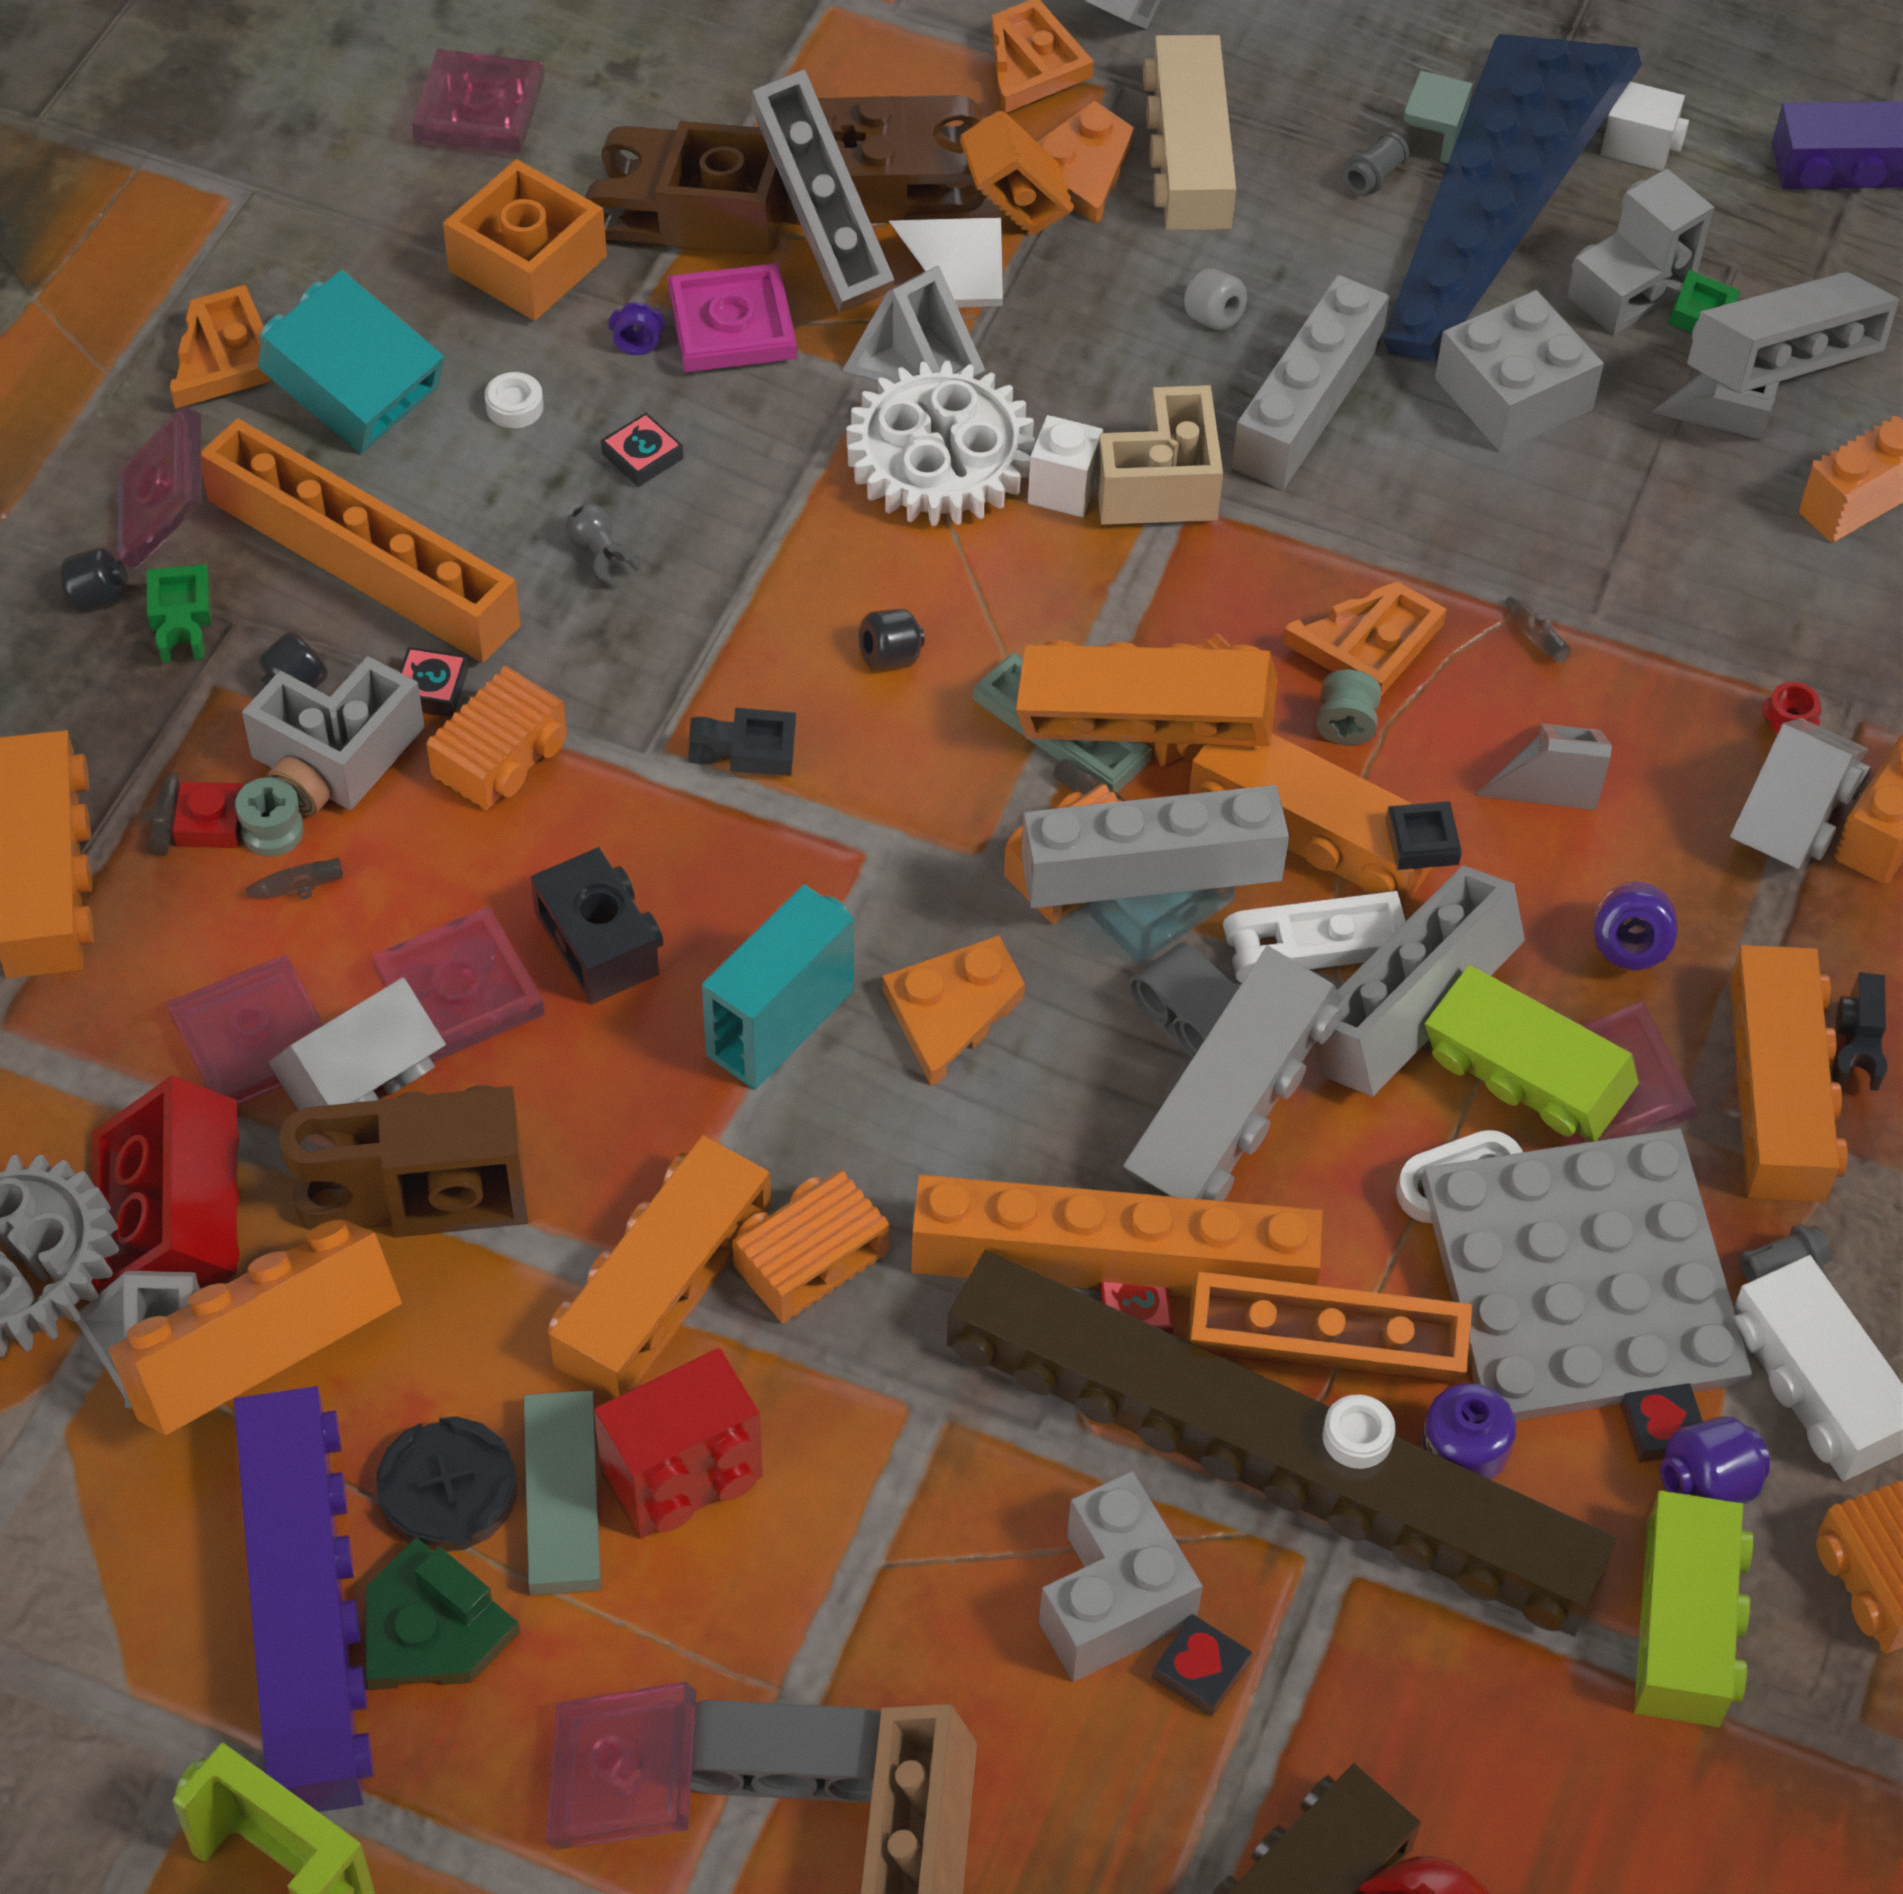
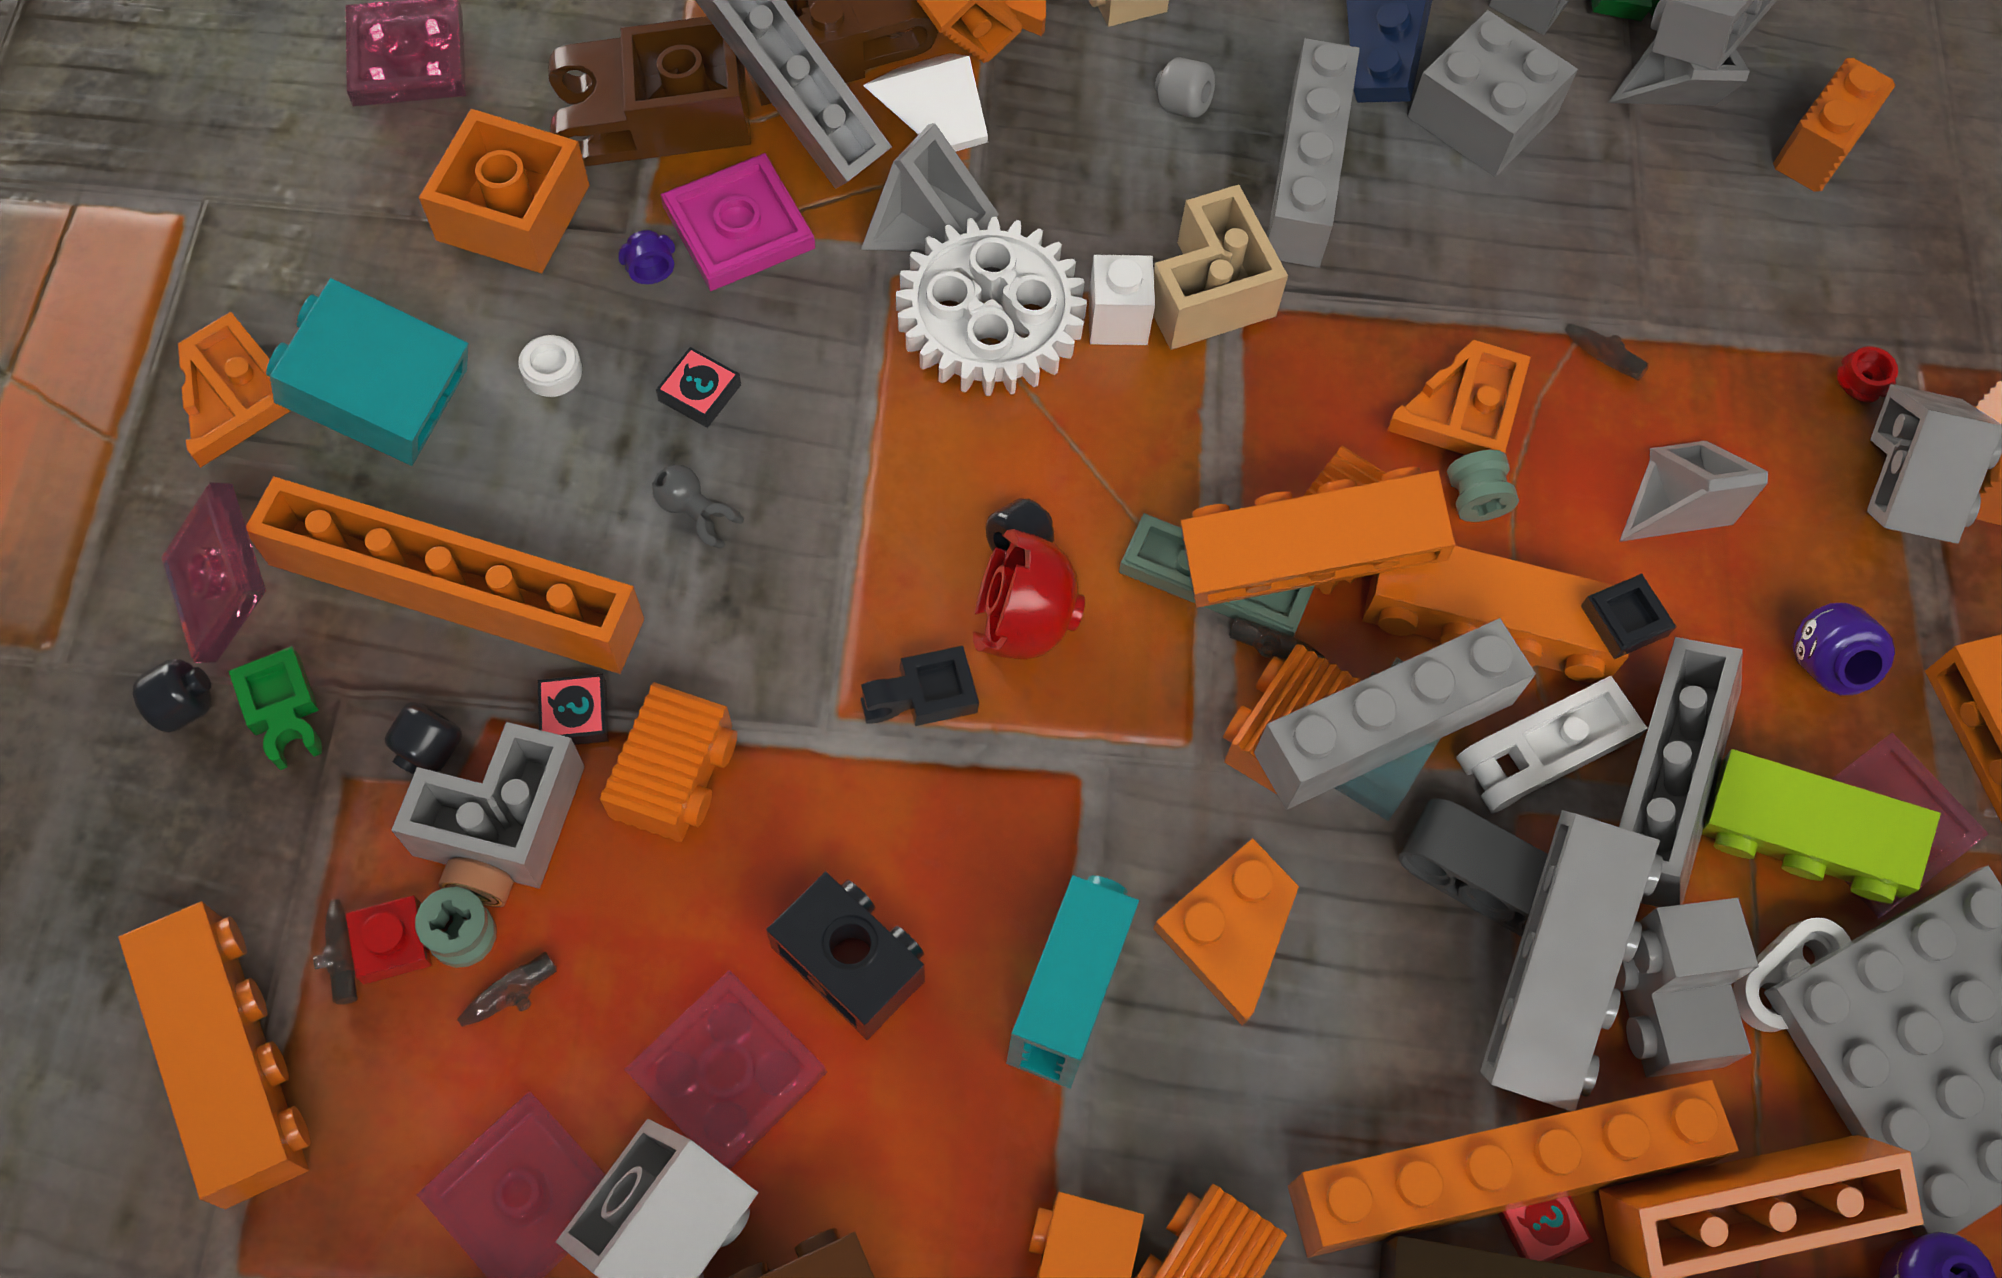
camera: 20 degrees left, 10 degrees up
(872, 689) = (1027, 598): none -> red cylinder
(1340, 1131) = (1683, 990): none -> light grey brick

